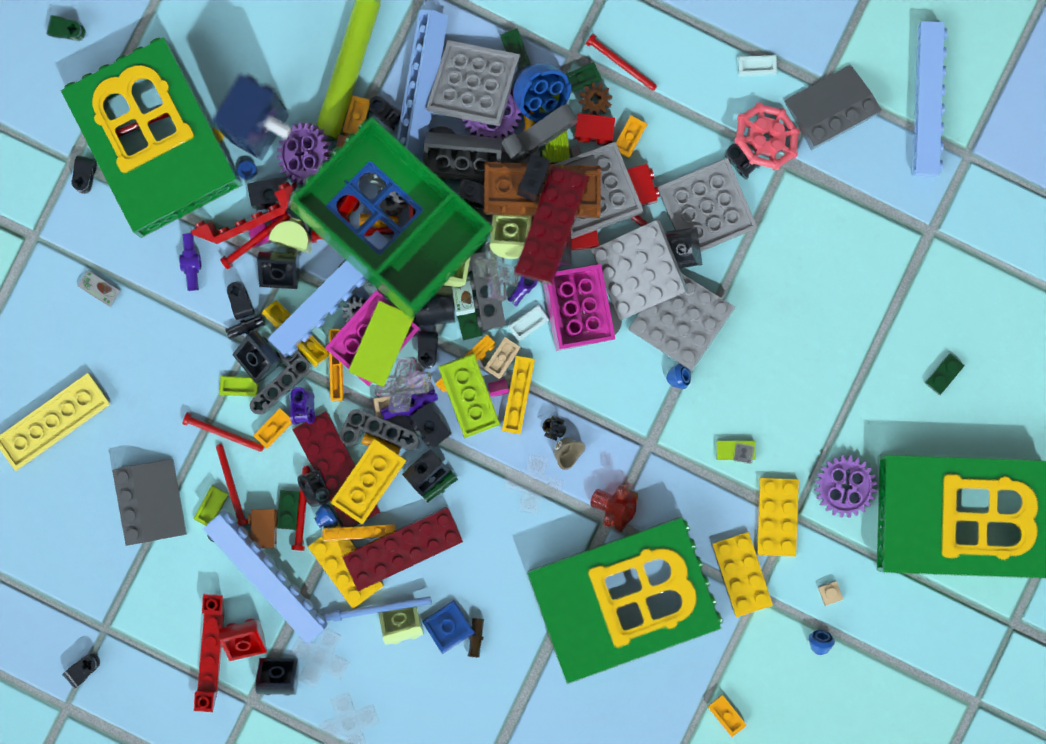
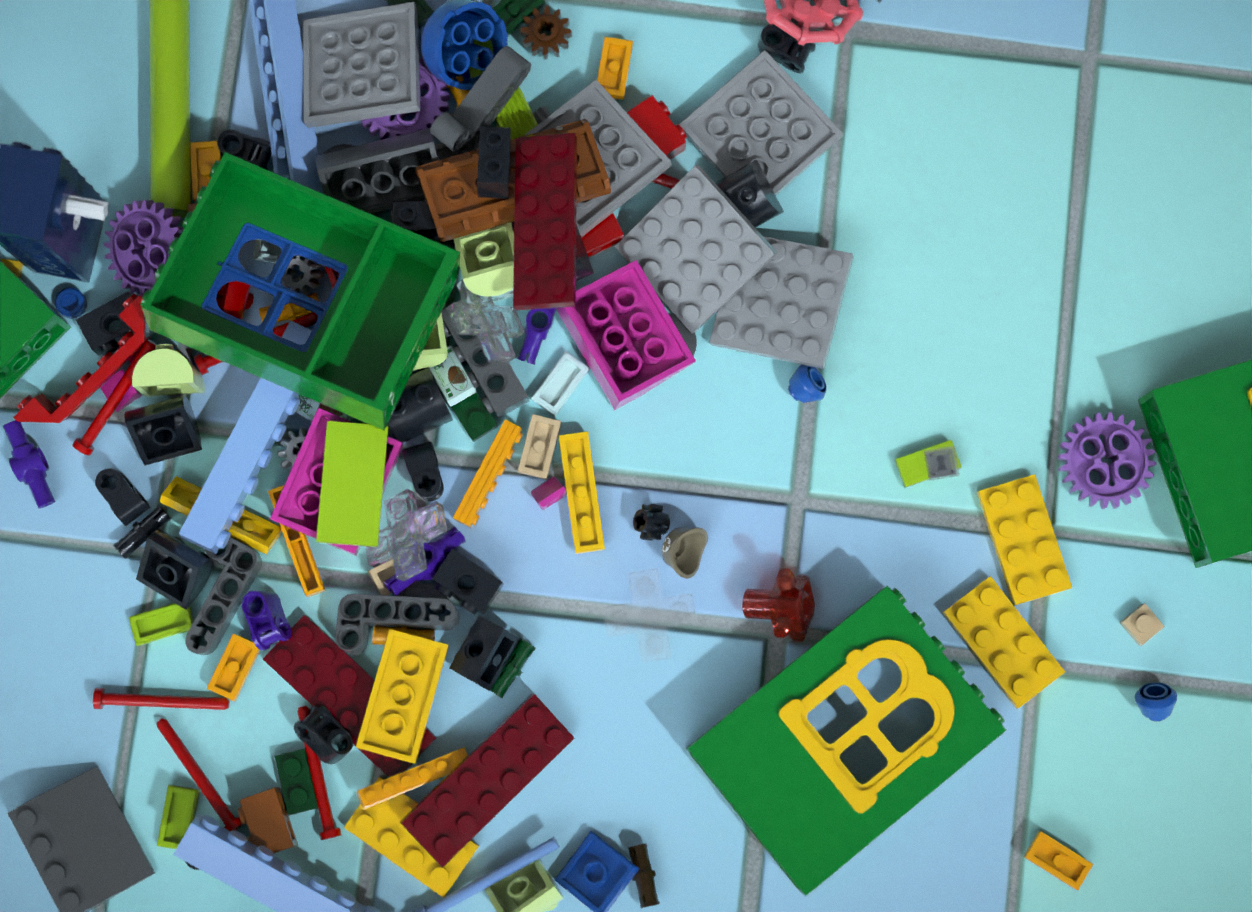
camera: 25 degrees left, 5 degrees down
(326, 517) = (356, 772): blue cone -> none
(469, 395) = (509, 517): lime tile -> none
(594, 128) = (559, 73): red brick -> none
(944, 374) = (1186, 251): dark green plate -> none

